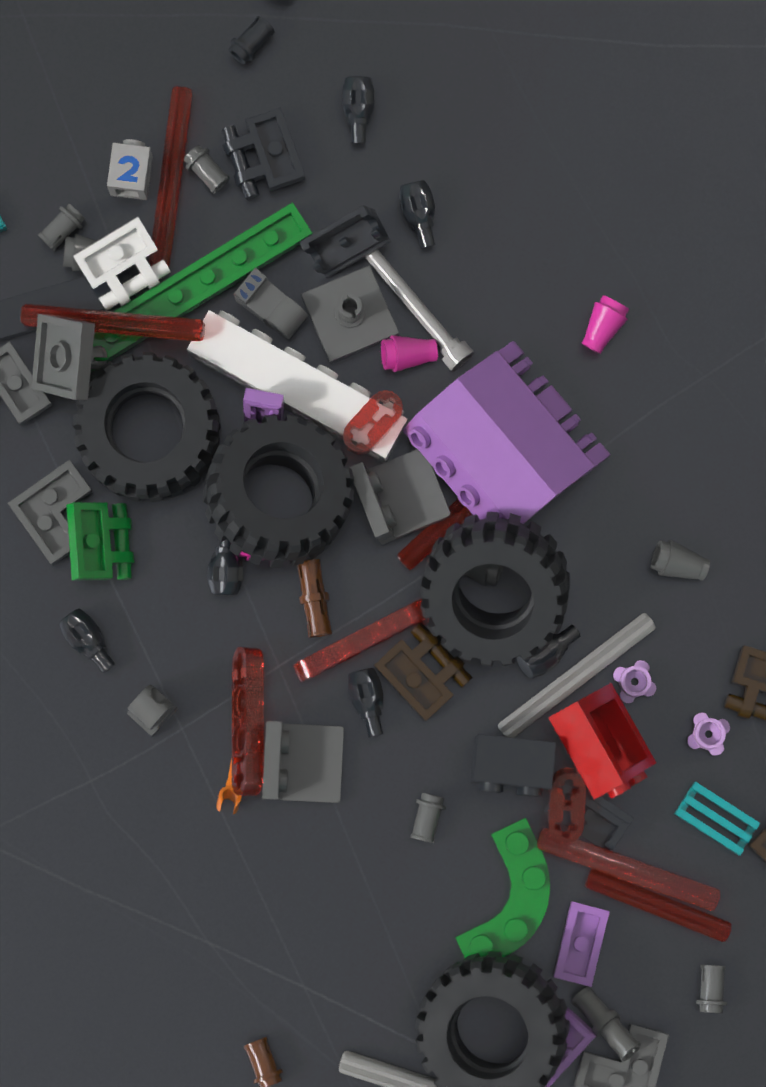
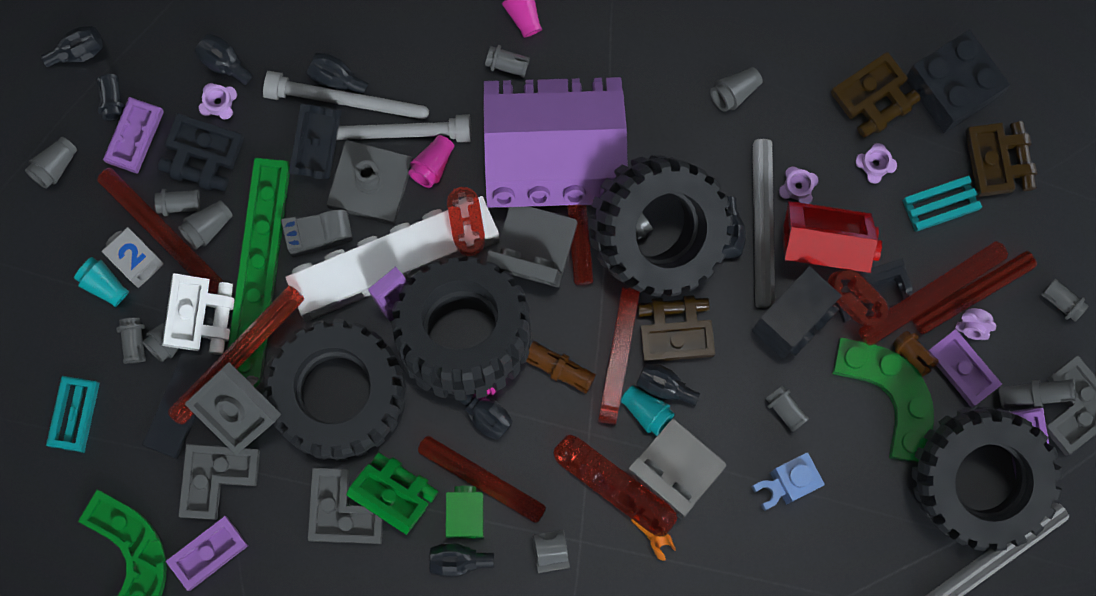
camera: 50 degrees left, 5 degrees down
(89, 161) = (100, 281): none -> teal cone
(128, 614) = (464, 513): none -> green brick
(158, 38) = (51, 162): none -> dark grey cone
(169, 606) = (481, 479): none -> clear red axle
(205, 207) = (205, 224): none -> dark grey cone
(234, 86) = (133, 135): none -> medium lavender plate
(323, 121) = (210, 94): none -> lavender plate
(334, 700) = (648, 410): none -> teal cone
(367, 869) = (791, 481): none -> medium blue brick
(371, 171) = (279, 86): none -> light grey piece
(547, 346) = (507, 61): none -> dark grey pin
(561, 891) = (909, 346): none -> reddish brown pin
(628, 926) = (976, 324): none -> lavender plate

